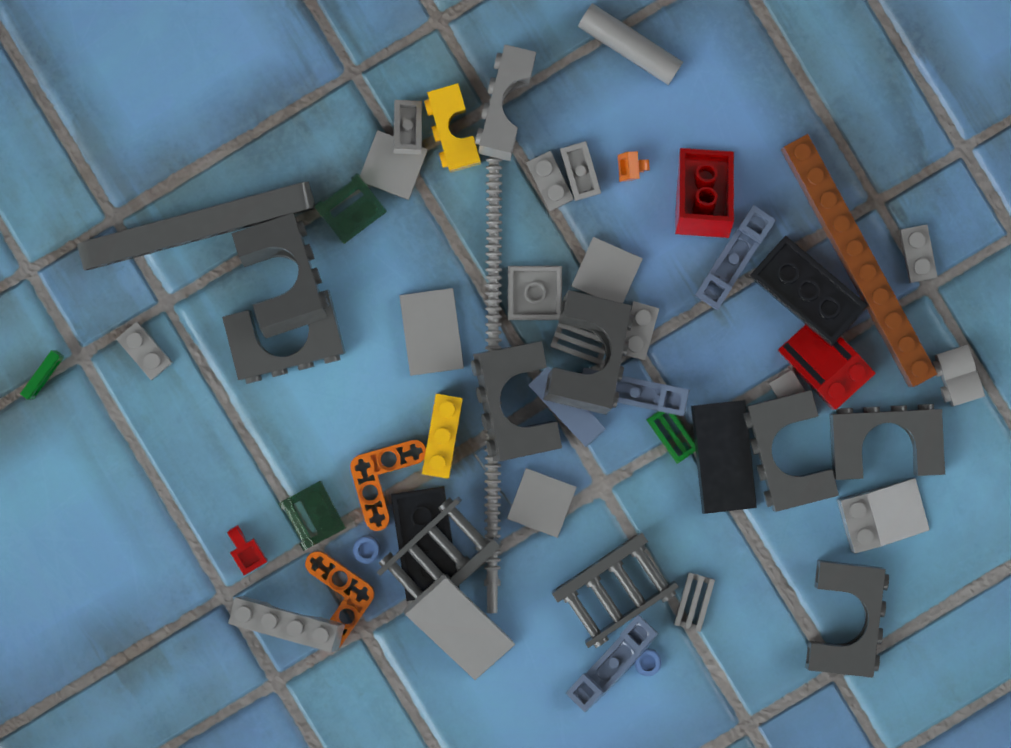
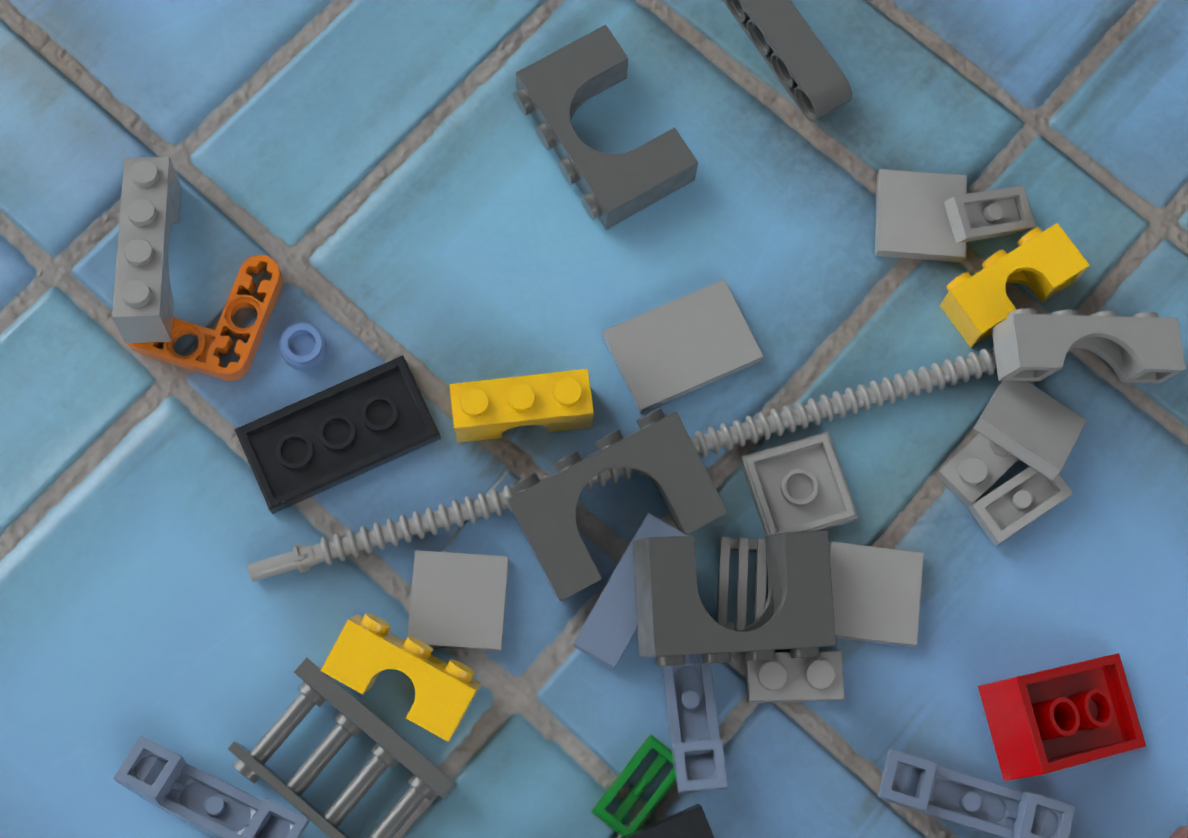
camera: 70 degrees right, 15 degrees down
(247, 554) = (248, 167): red plate -> none
(304, 301) = (673, 125): dark grey arch -> none
(320, 511) = (345, 259): clear green plate -> none
(356, 215) = (825, 181): clear green plate -> none
(377, 468) = (435, 321): orange beam -> none
(459, 627) = (208, 518): light grey tile -> none
(464, 564) = (316, 498): dark grey fence -> none
(541, 151) = (1031, 426): none -> light grey tile
(557, 556) = (441, 688): none -> yellow arch
(630, 166) = (1060, 580): orange tile -> none

